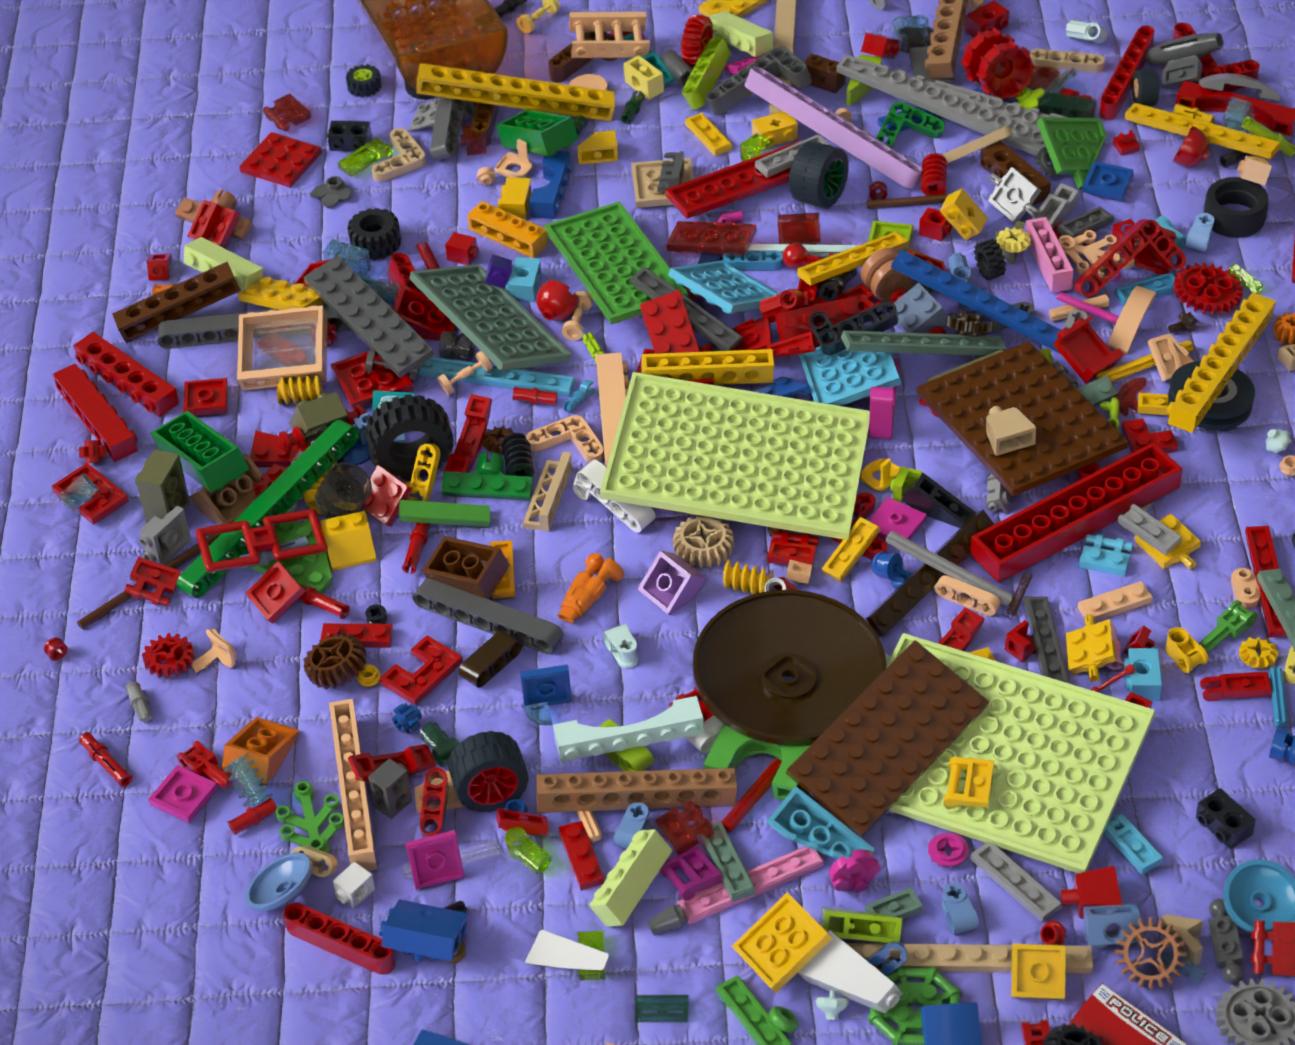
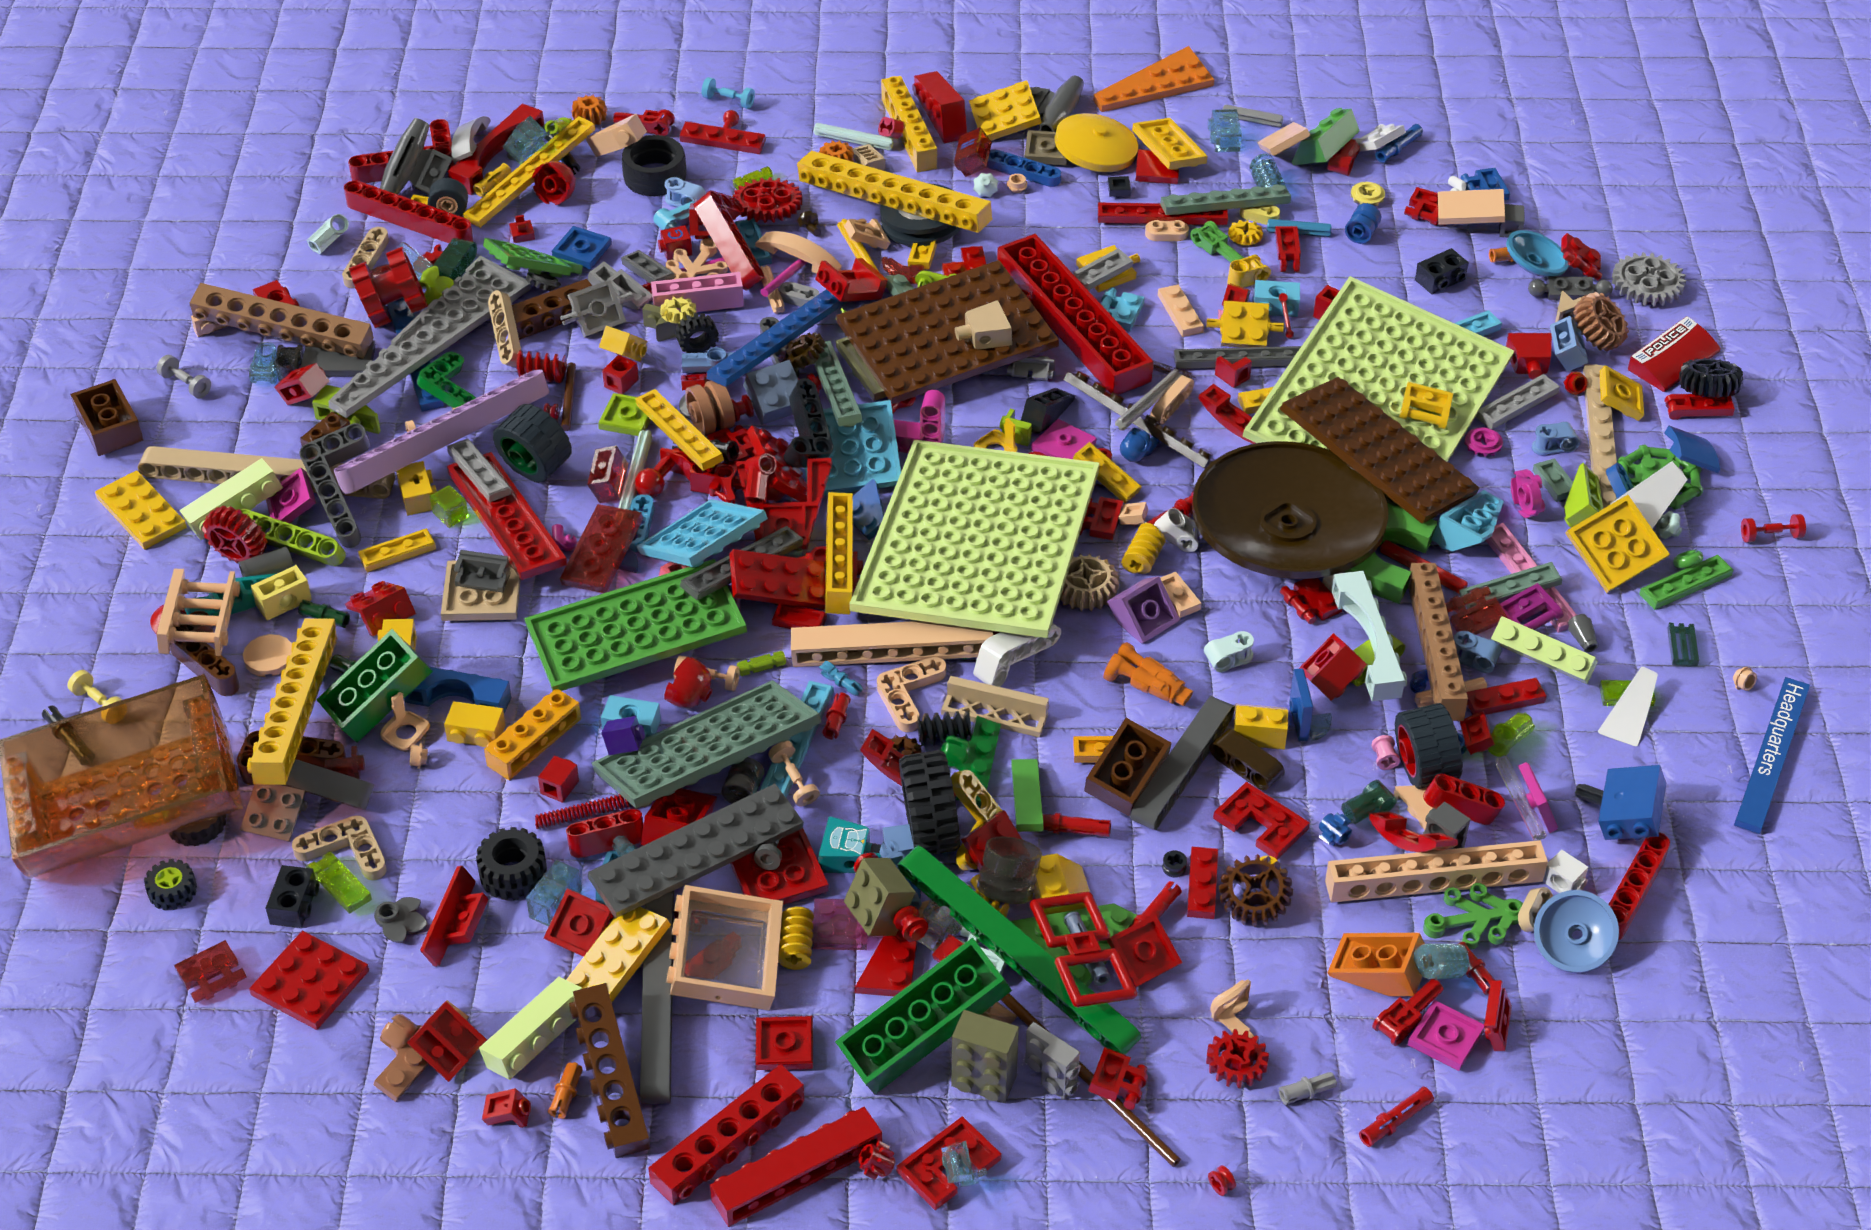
camera: 90 degrees left, 0 degrees up
(193, 824) = (1497, 1016): none -> red plate
(324, 214) = (455, 917): none -> red bracket
(530, 655) = (1262, 725): none -> yellow slope
(593, 709) = (1333, 667): none -> red slope
(636, 131) = (381, 603): none -> red bracket
(695, 607) = (1180, 595): none -> light nougat plate

